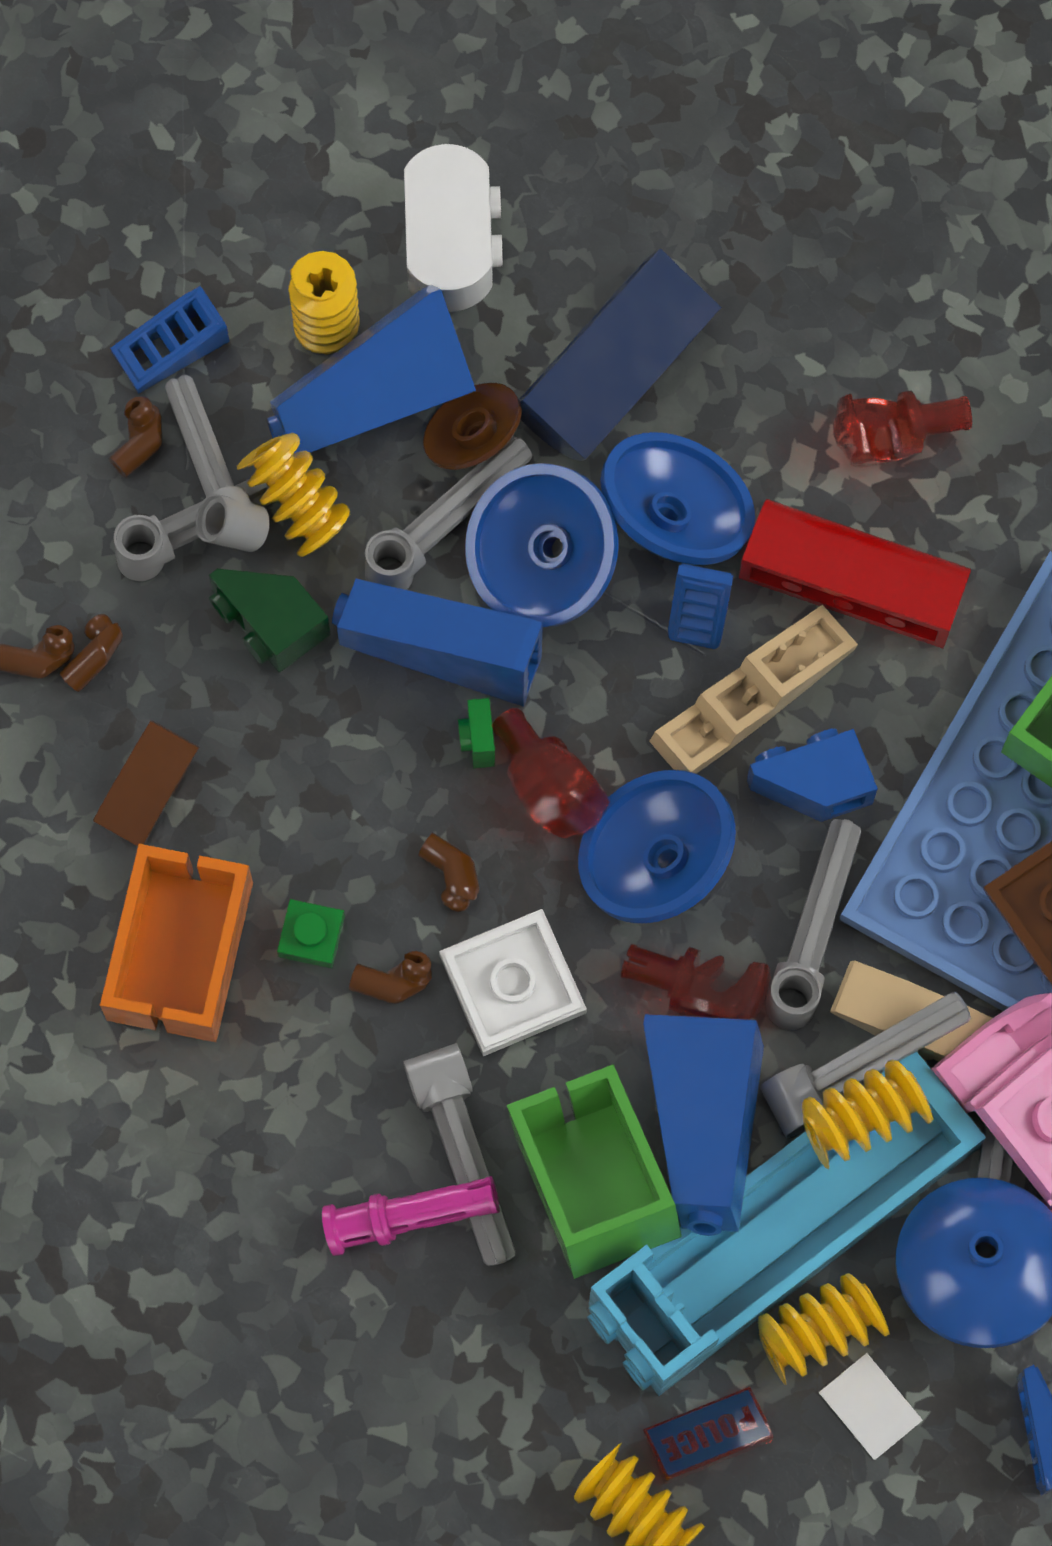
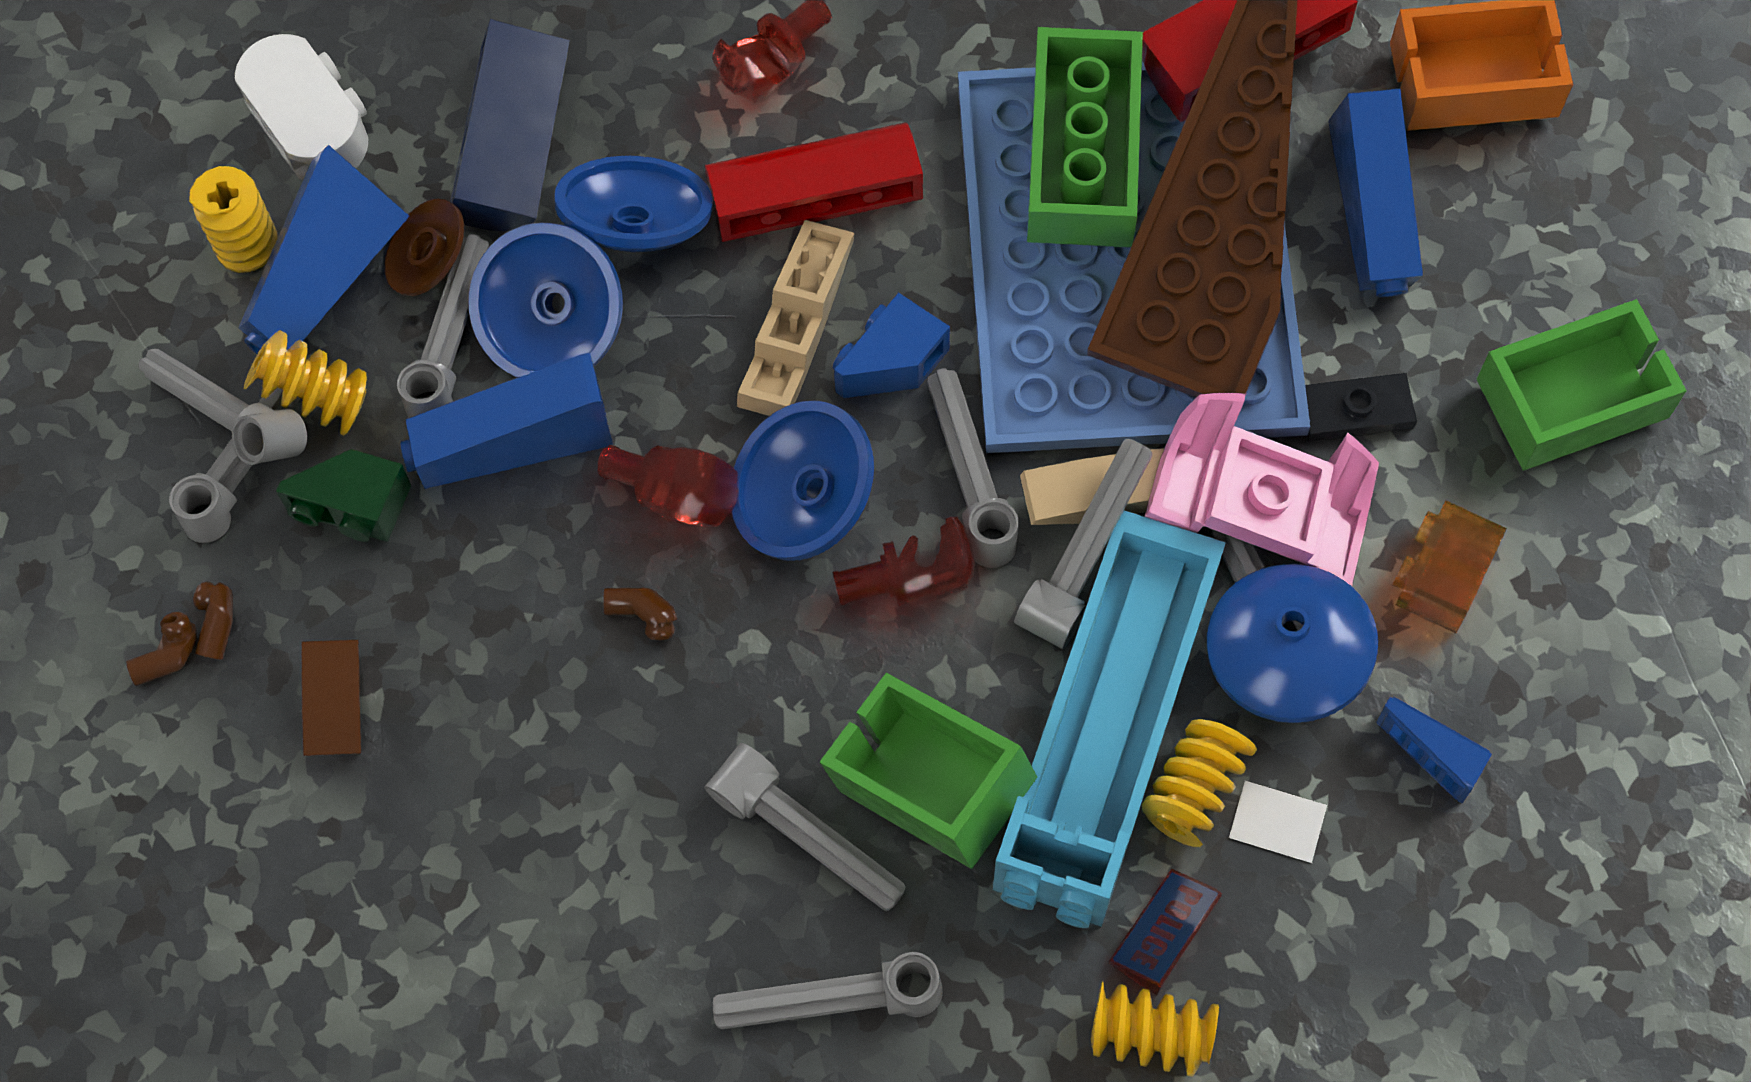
camera: 30 degrees left, 5 degrees down
(144, 436) = (146, 420): reddish brown arm -> none
(176, 314) = (113, 305): blue slope -> none
(177, 943) = (444, 810): orange piece -> none
(311, 933) = (555, 734): green plate -> none
(385, 1218) = (775, 926): dark pink pin -> none
(393, 1307) = (833, 996): none -> light grey axle
(396, 984) = (656, 728): reddish brown arm -> none
(477, 733) = (590, 484): green plate -> none
(512, 982) = (753, 666): white plate -> none
(699, 606) = (708, 272): blue slope -> none
(706, 1111) = (981, 658): blue slope -> none
(863, 1111) = (1116, 576): yellow piece -> none

